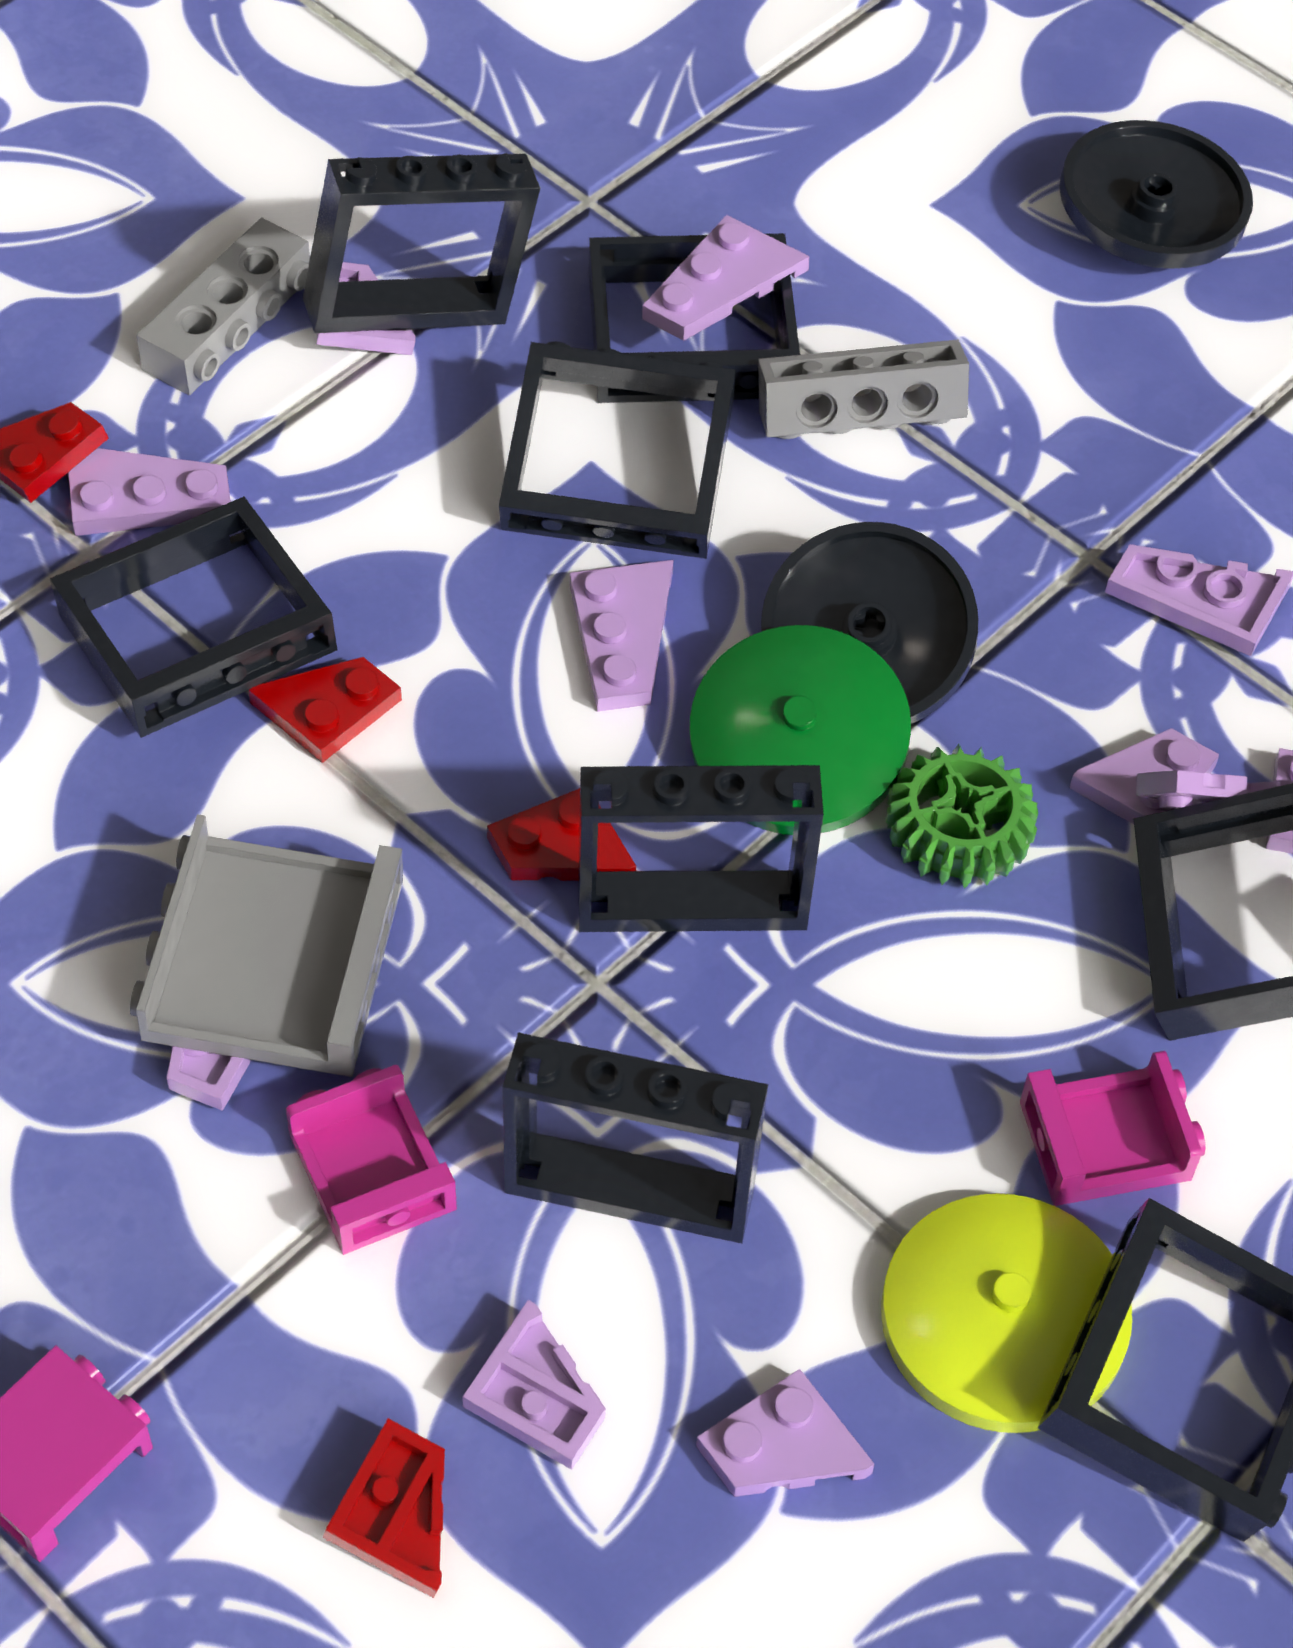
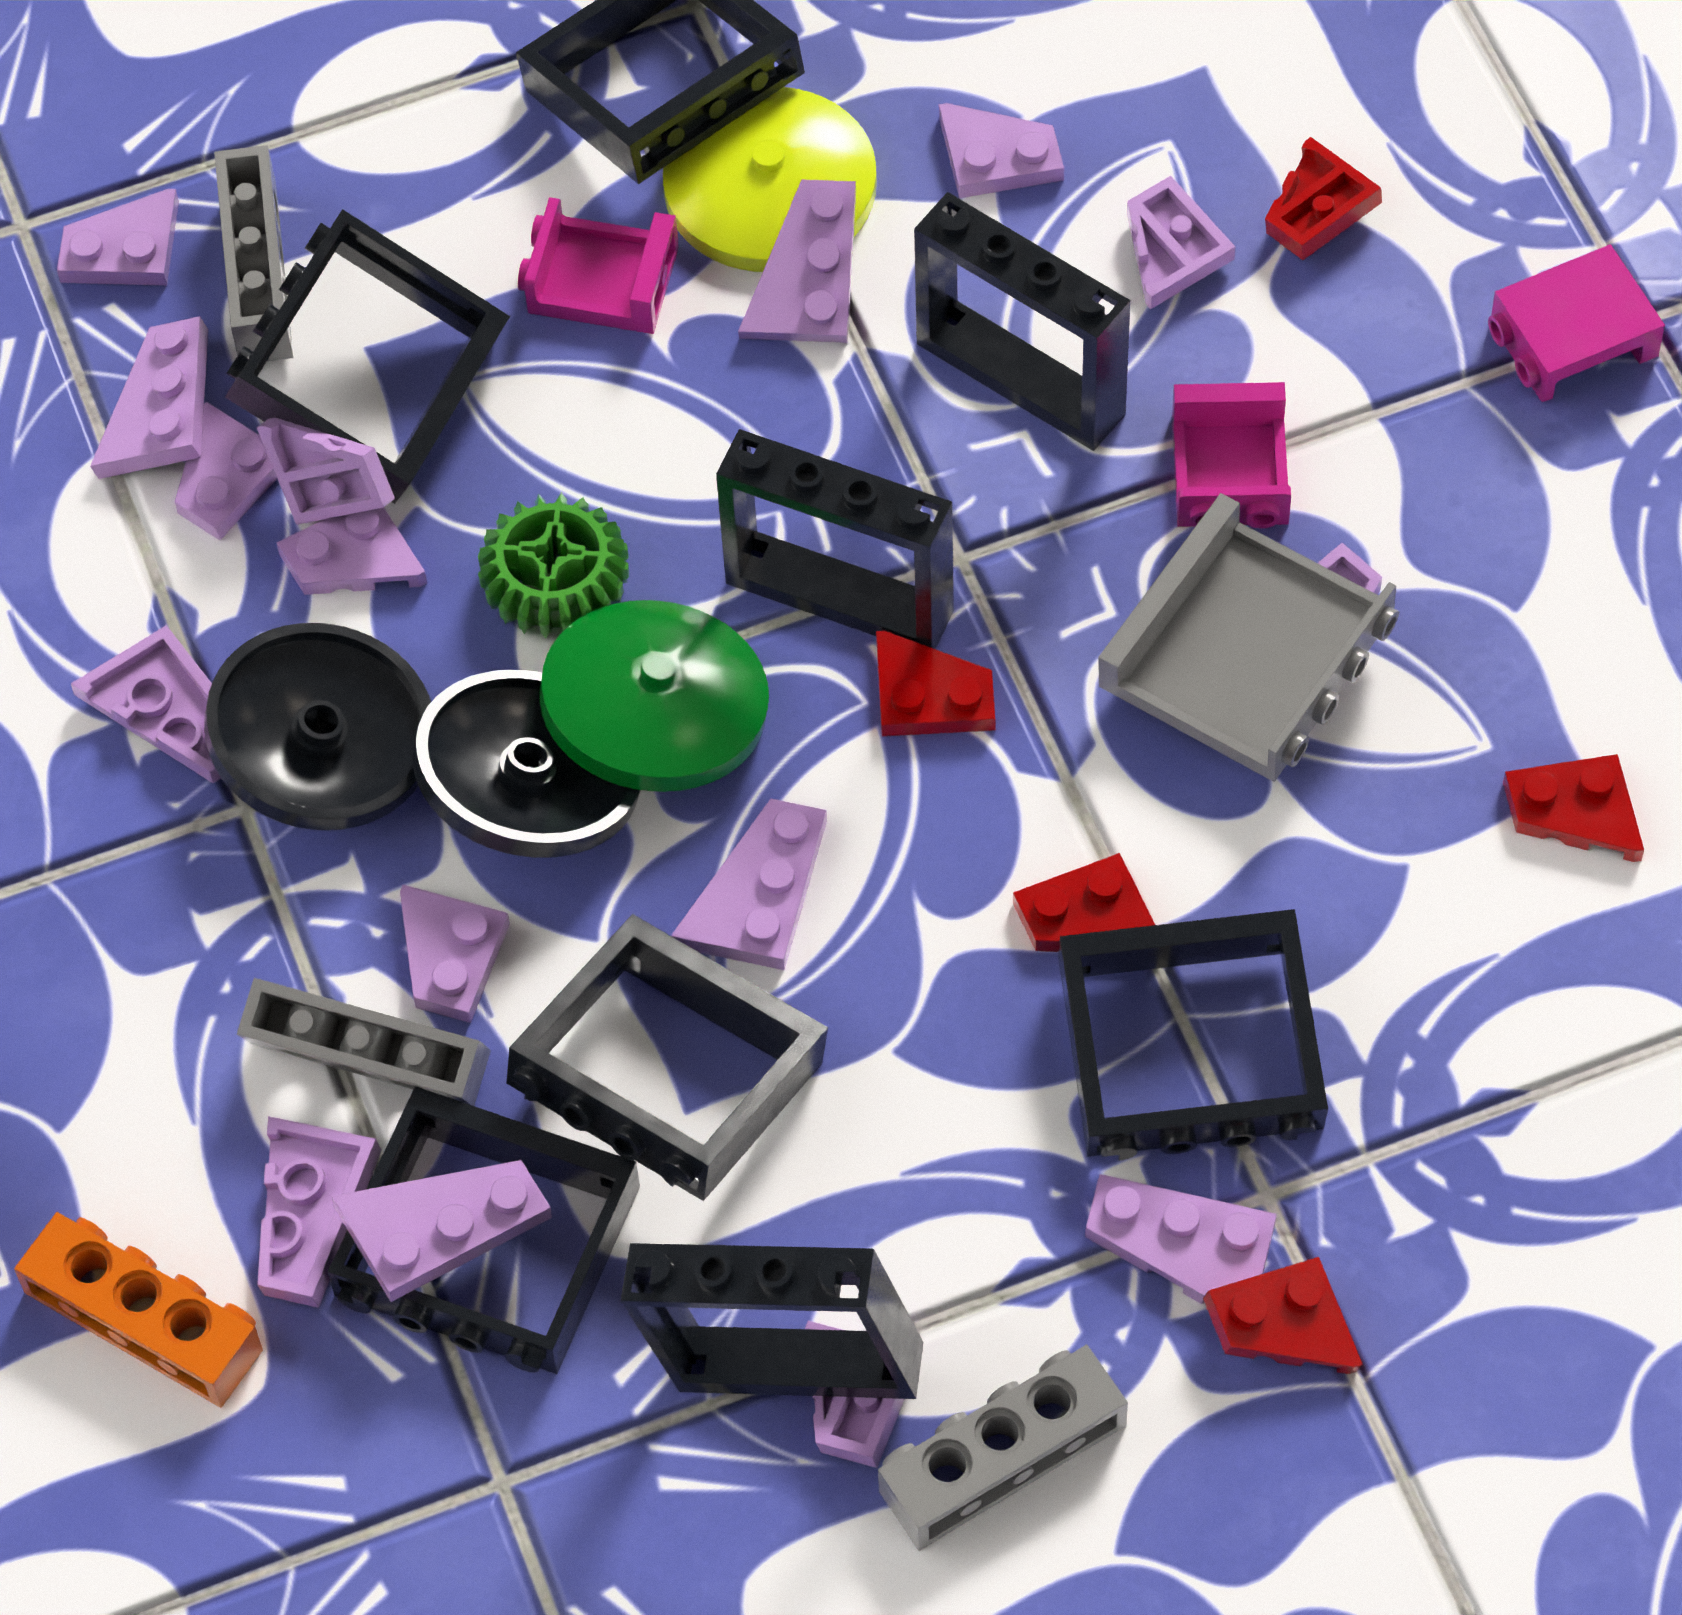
camera: 150 degrees left, 5 degrees up
(833, 301) = (300, 1221): none -> lavender wing
(846, 492) = (450, 950): none -> lavender wing
(899, 1199) = (809, 269): none -> lavender wing
(910, 195) = (207, 1365): none -> orange brick
(1068, 596) = (316, 725): none -> black dish

